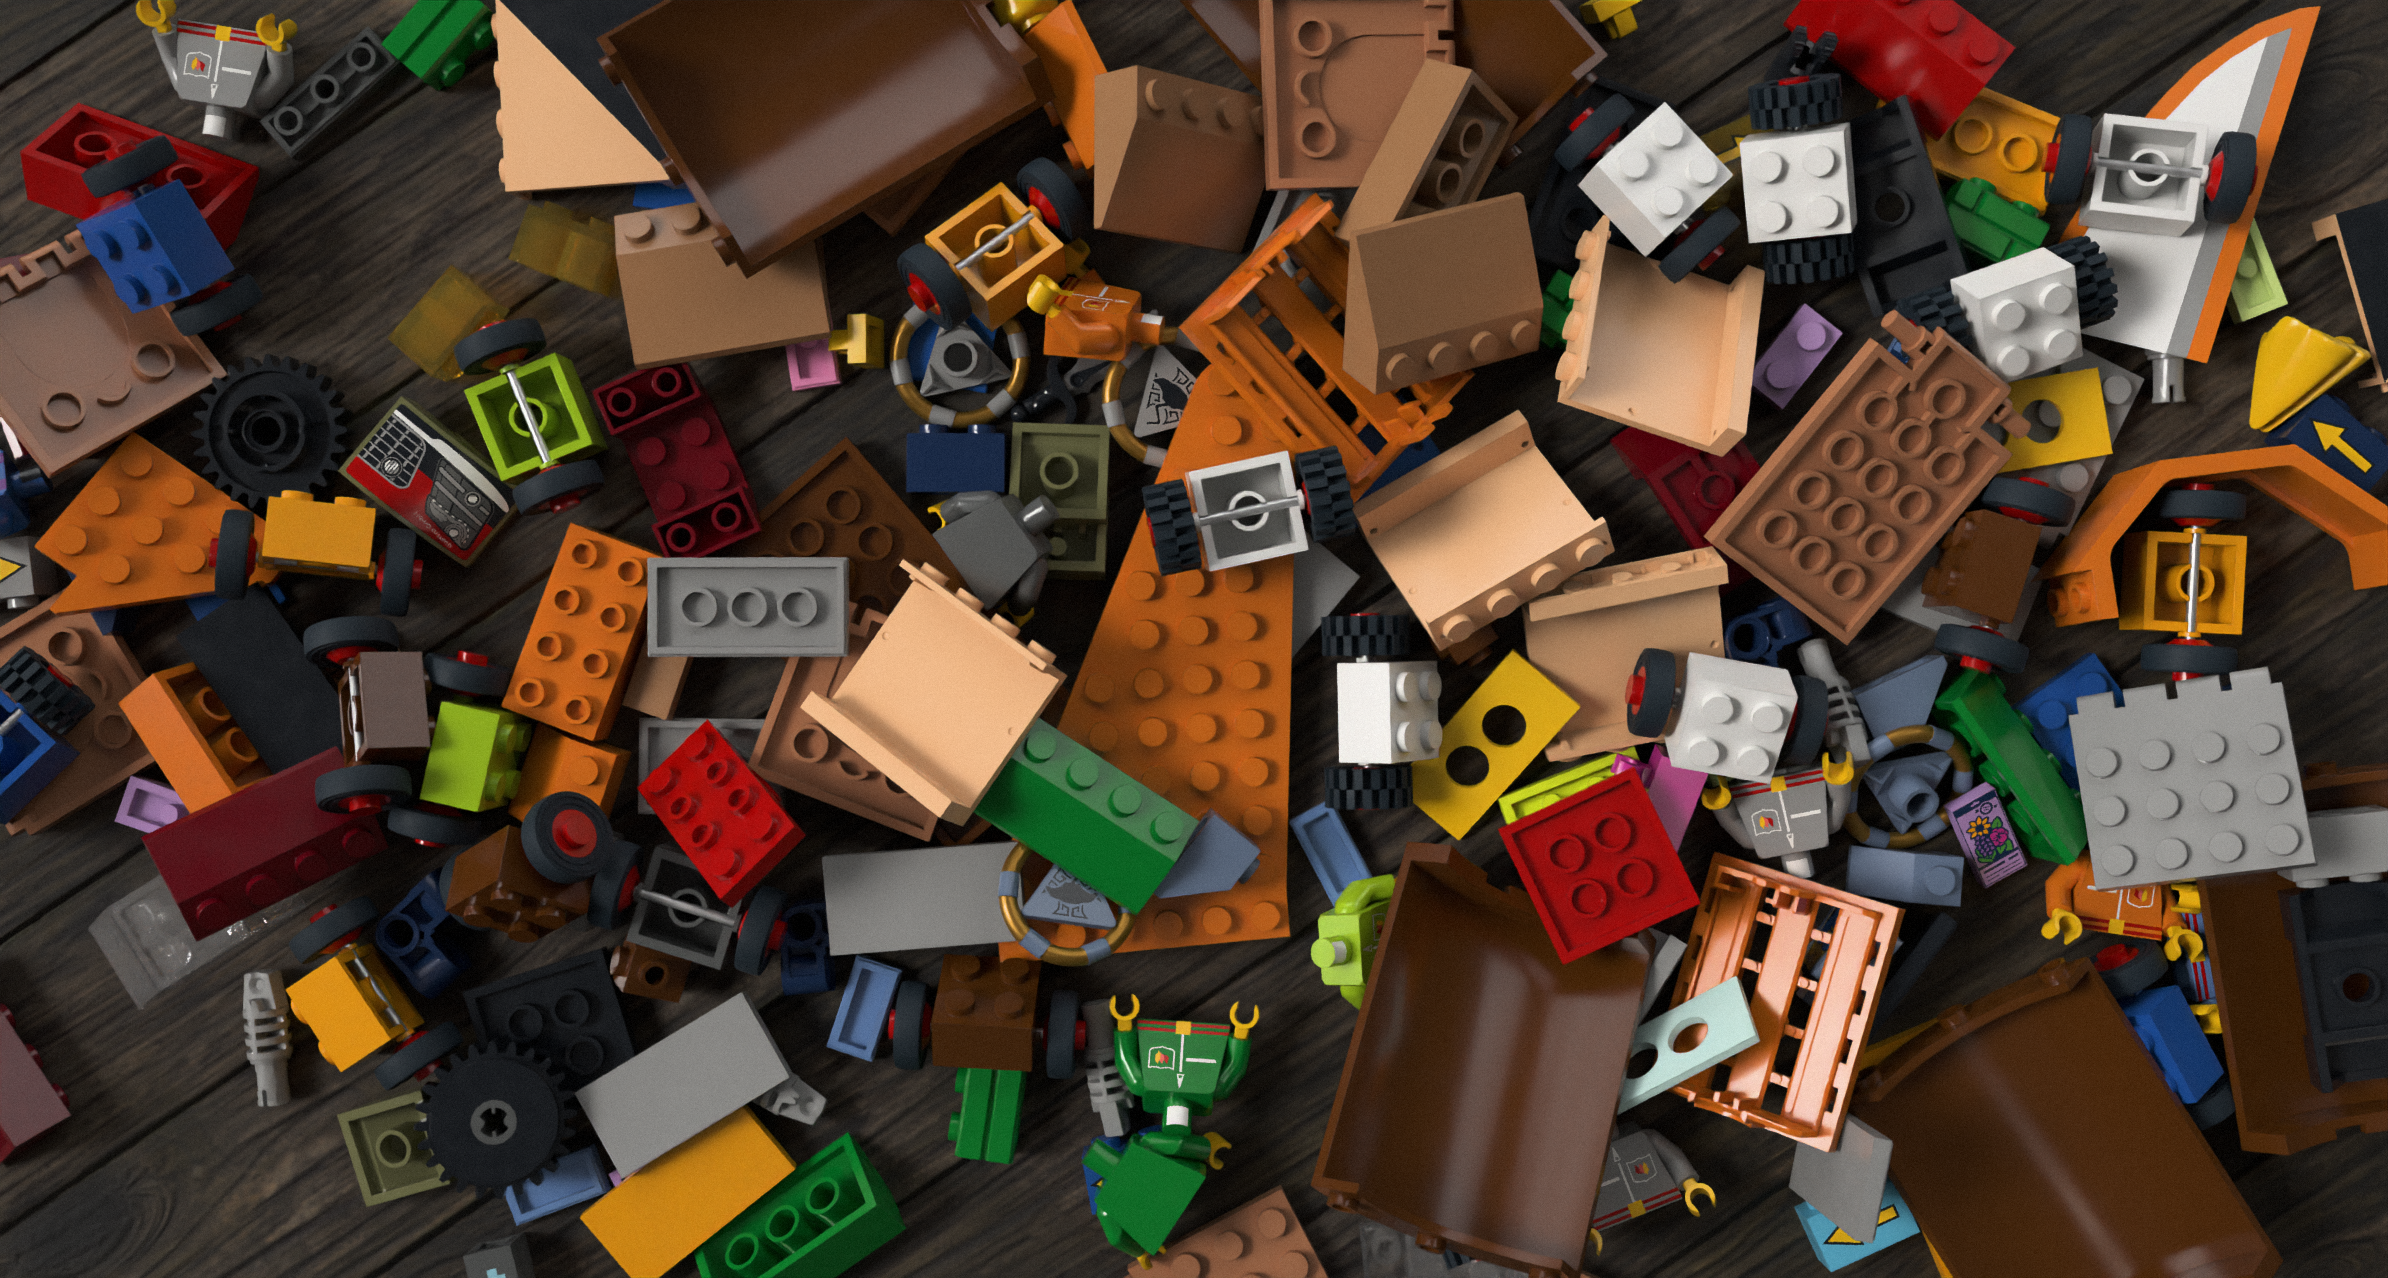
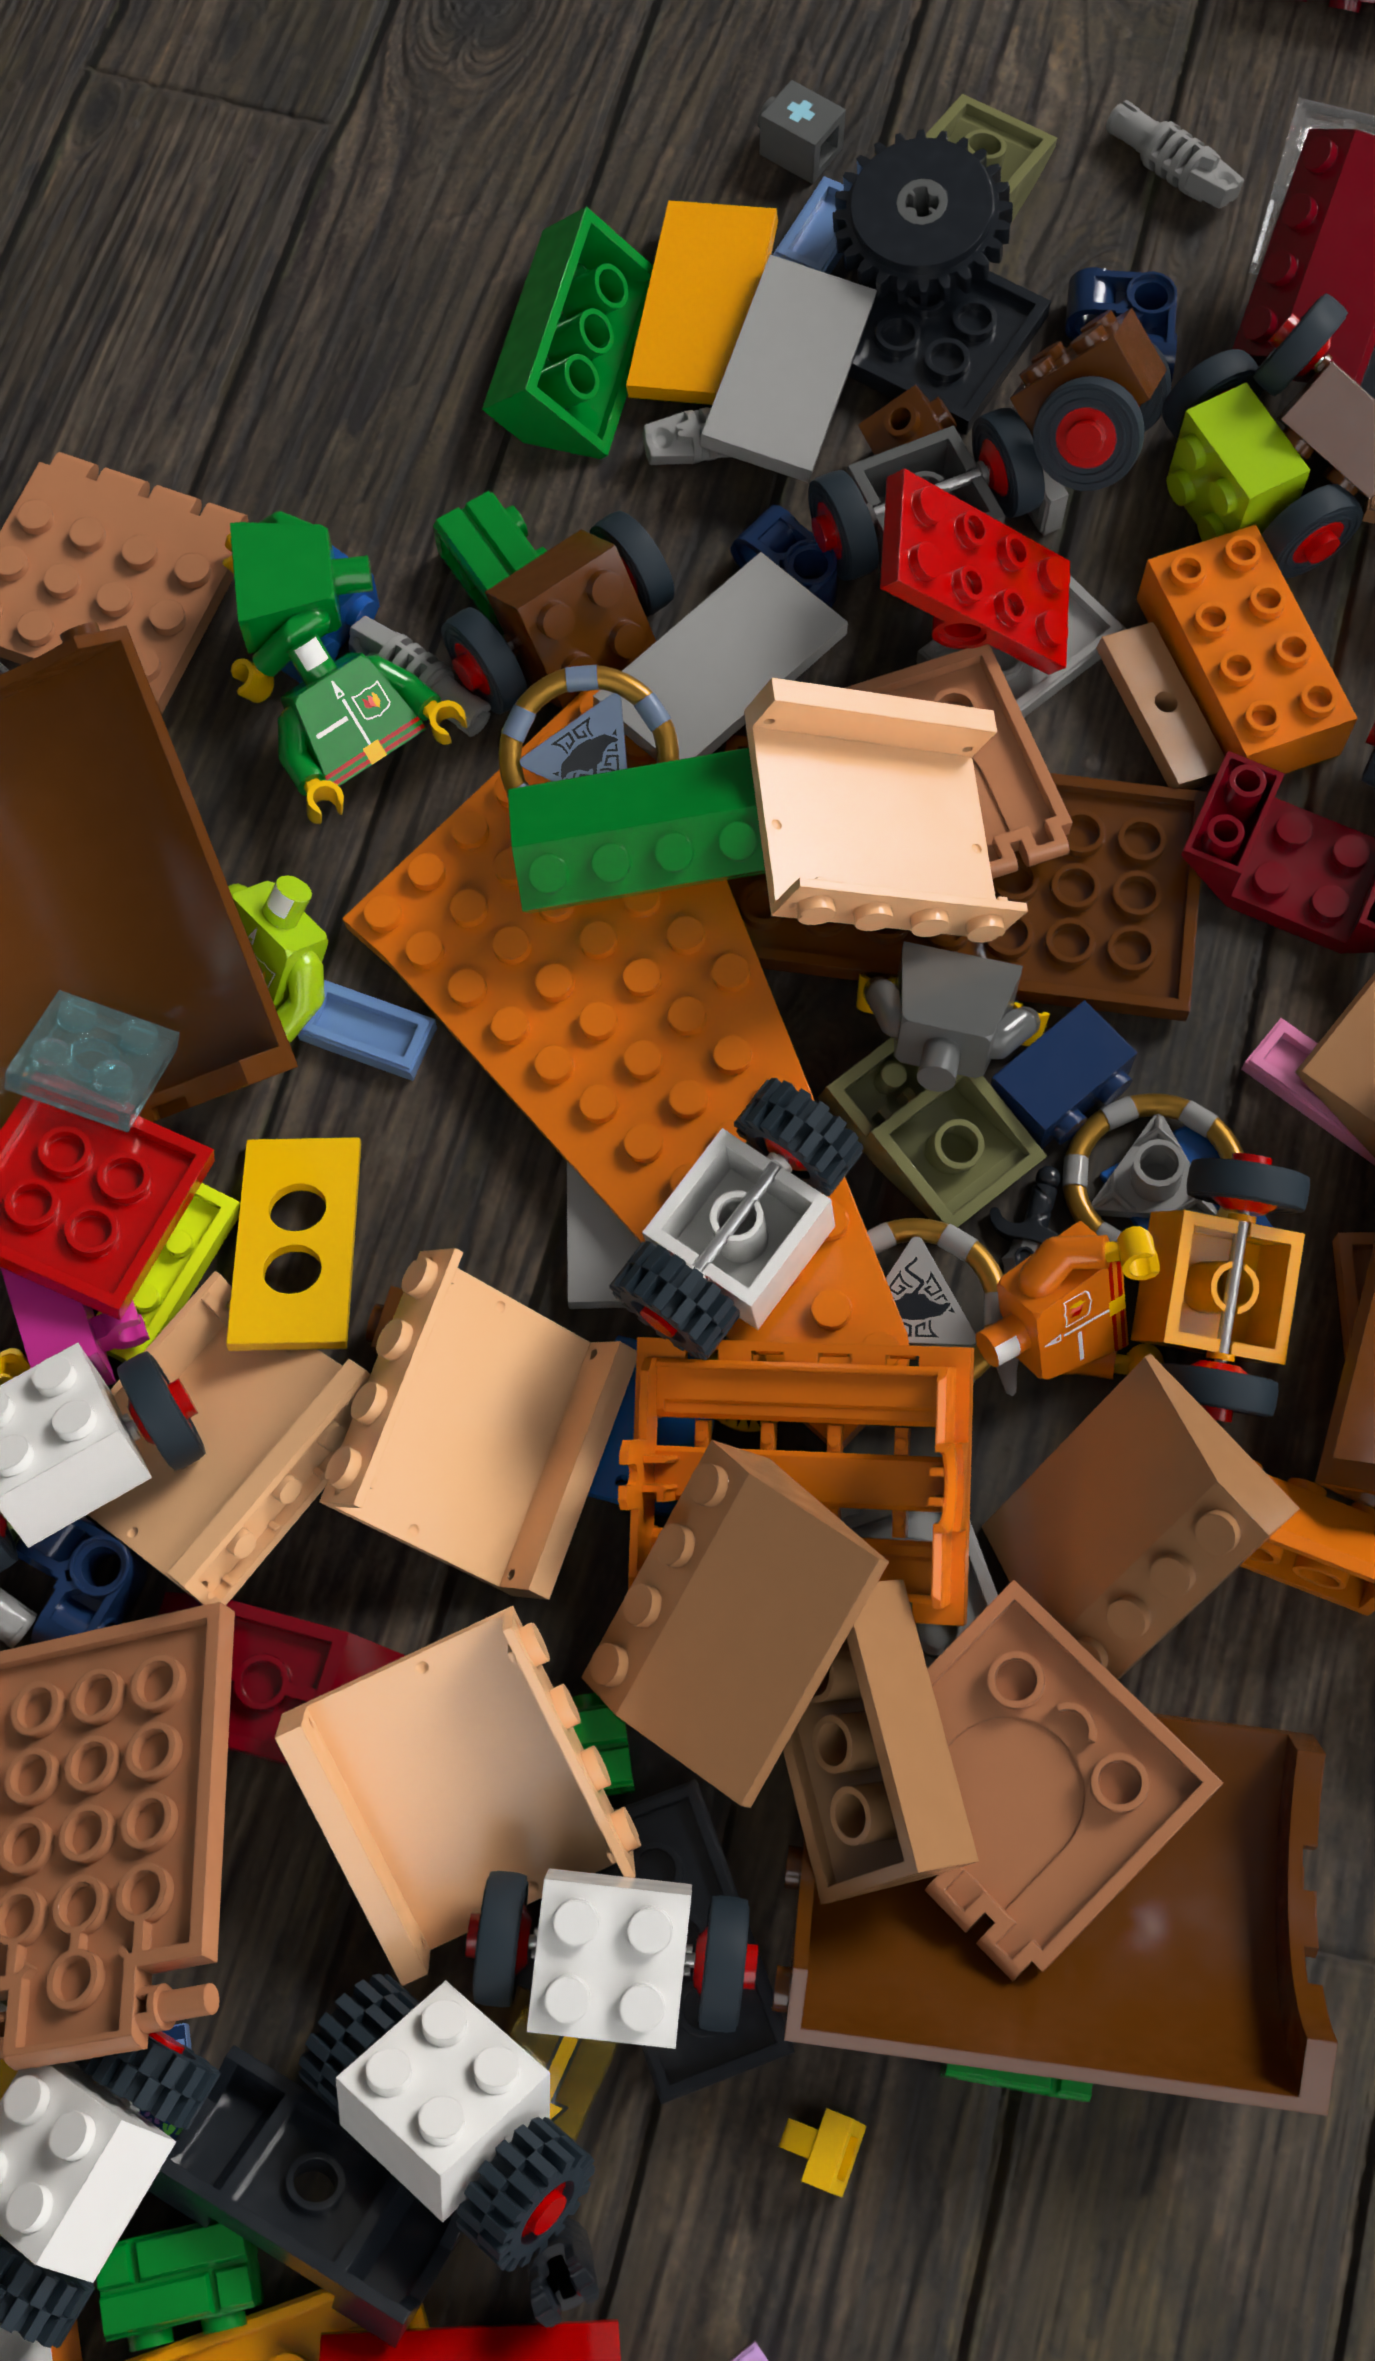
camera: 135 degrees right, 20 degrees down
(358, 1002) = (1126, 219): brick -> none
(569, 762) = (1125, 527): orange slope -> none
(748, 607) = (1125, 772): light grey tile -> none
(860, 341) = (1262, 1111): yellow tile -> none
(865, 1007) = (688, 554): medium blue tile -> none
(1211, 859) = (480, 903): sand blue slope -> none
(1382, 712) = (432, 1178): brick -> none
(1525, 946) = (92, 1061): none -> clear light blue plate
(1792, 356) = (294, 1931): lavender plate -> none

